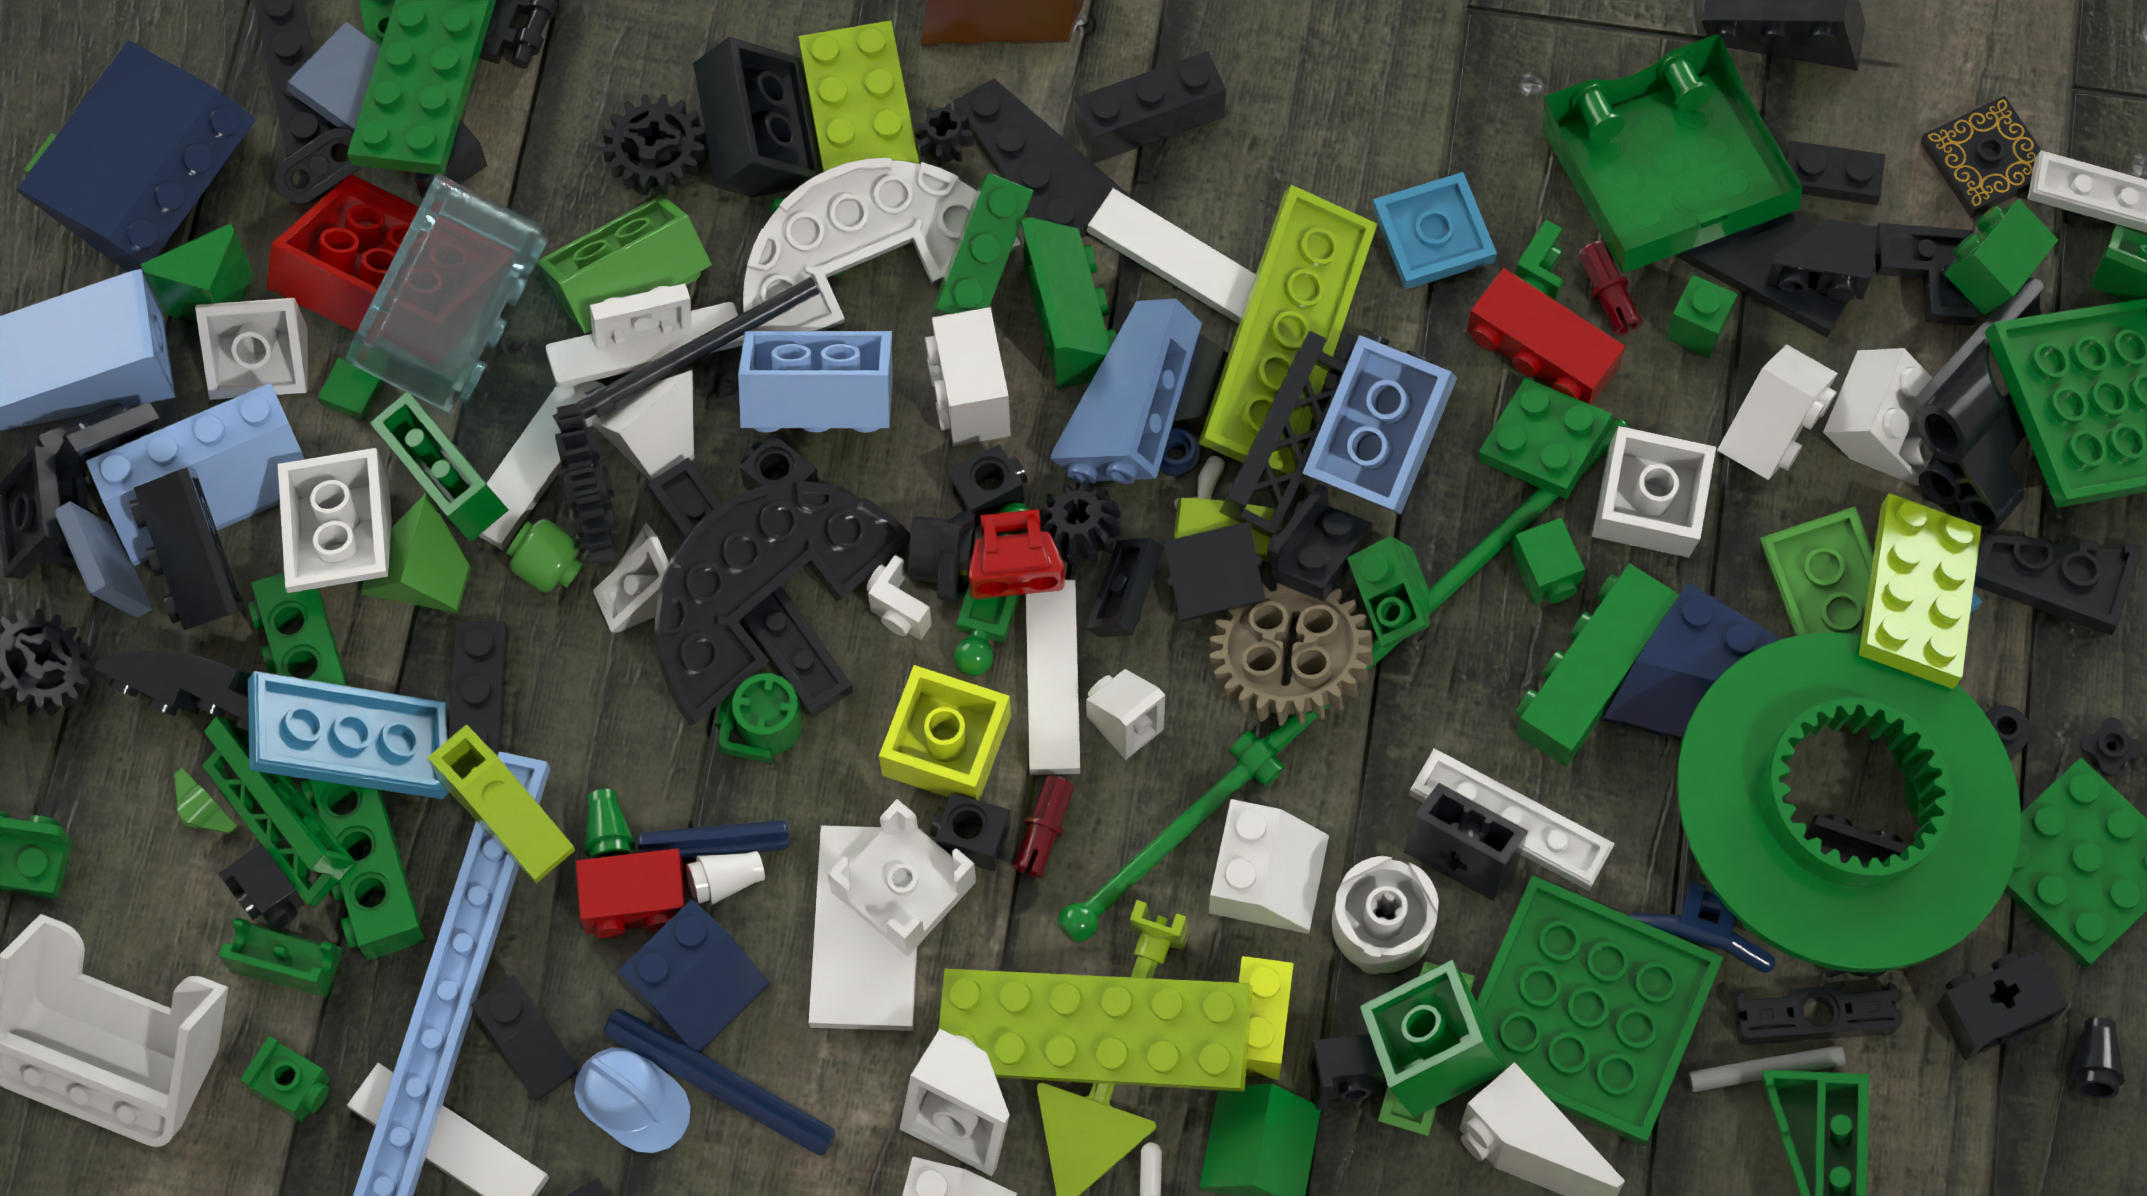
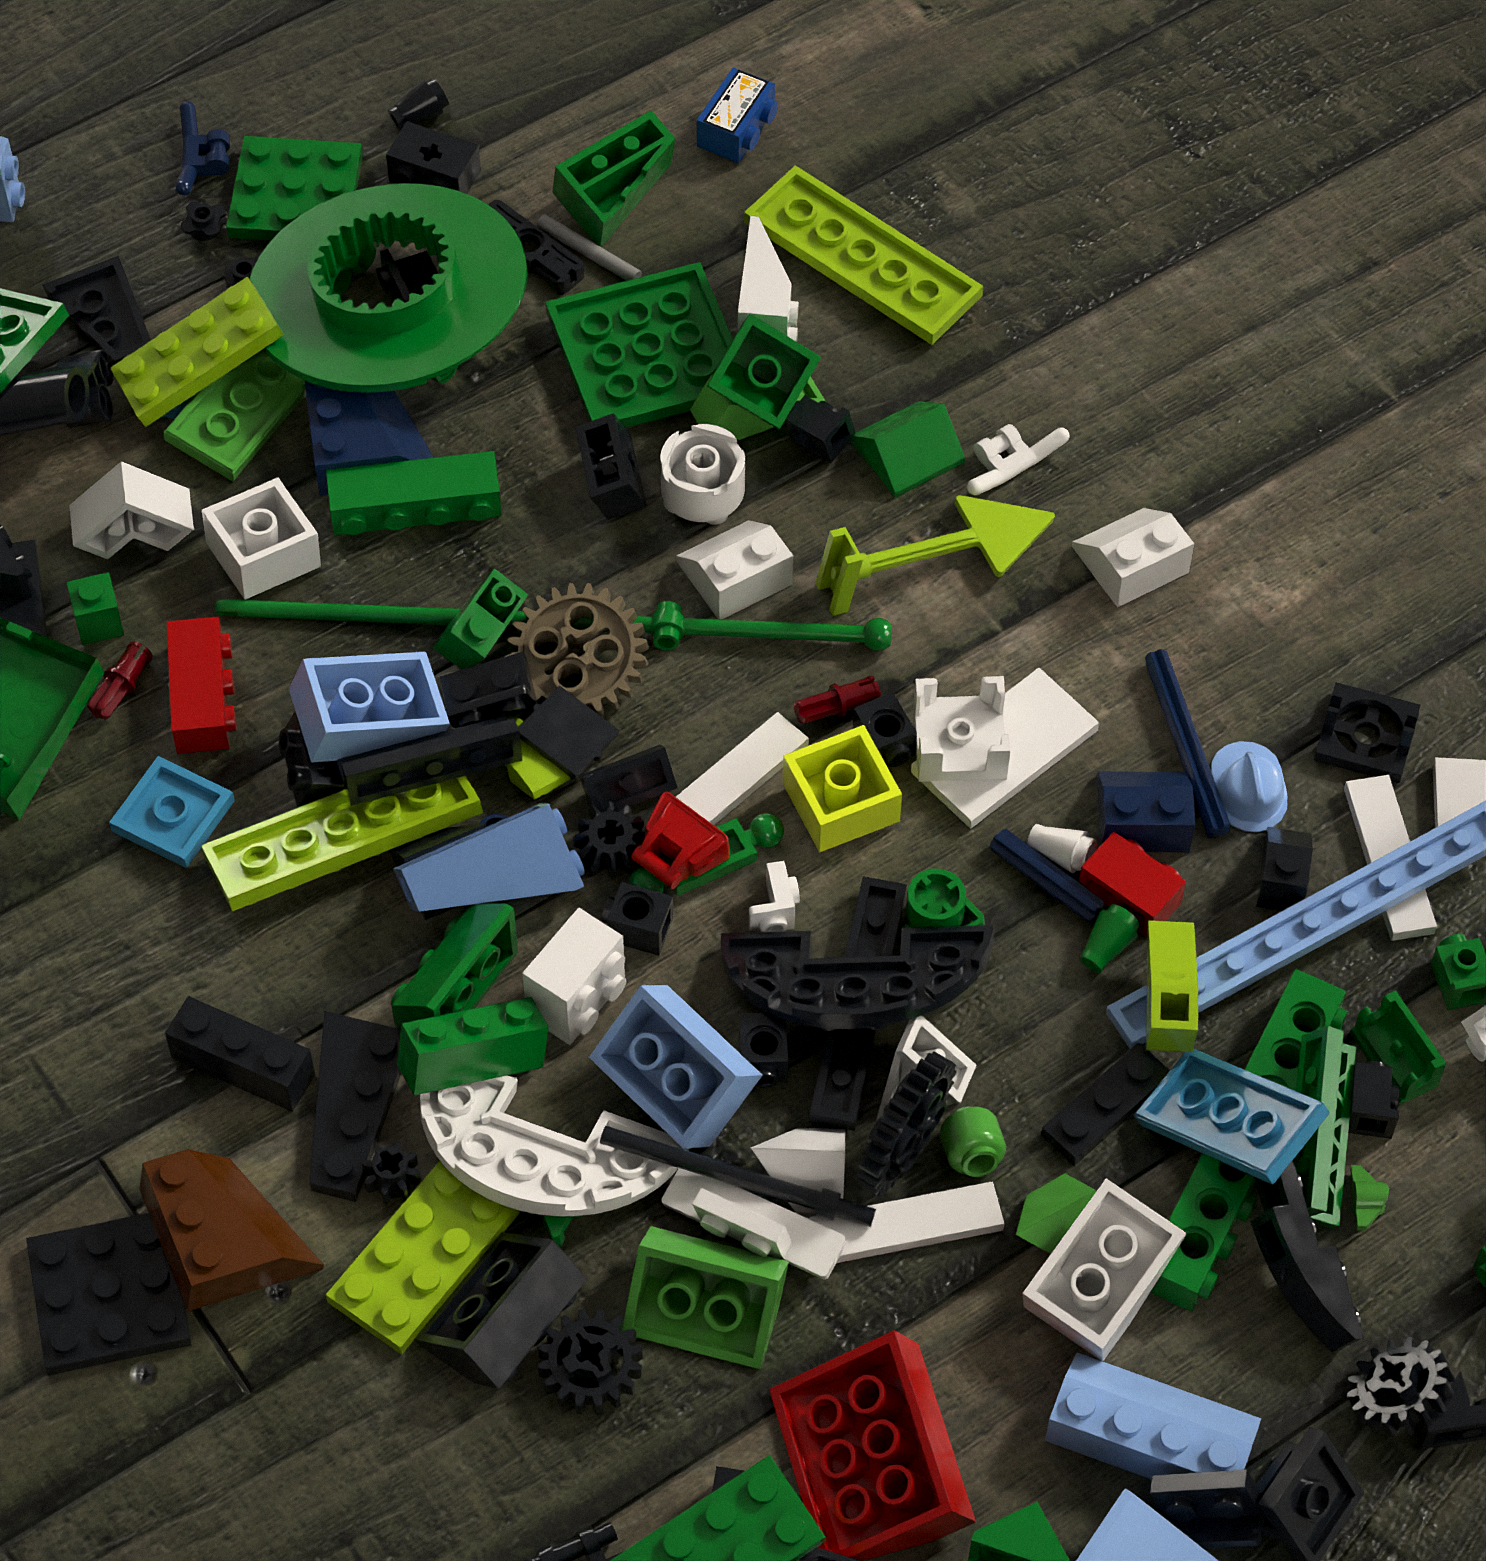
camera: 135 degrees left, 10 degrees down
(102, 560) = (1289, 1406): sand blue tile -> none
(186, 549) = (1223, 1346): black slope -> none
(253, 346) = (1020, 1472): white slope -> none
(350, 390) = (985, 1397): green tile -> none
(439, 466) = (988, 1250): green brick -> none
(446, 294) = (855, 1353): clear light blue windscreen -> none
(942, 553) = (714, 895): black piece -> none
(957, 1102) = (1057, 591): white slope -> none
(1103, 1027) = (941, 558): lime plate -> none
(1126, 711) = (716, 701): white slope -> none
(1173, 254) = (346, 946): white tile -> none
(1208, 478) = (501, 801): white piece -> none
(1268, 1015) = (834, 491): neon yellow brick -> none
(1541, 259) = (140, 732): green bracket -> none
(1545, 438) = (273, 632): green plate -> none
(1548, 562) = (367, 568): green brick -> none
(1551, 838) = (563, 474): white tile -> none
(1708, 933) = (540, 335): dark blue piece -> none
(1877, 415) = (70, 463): white slope -> none

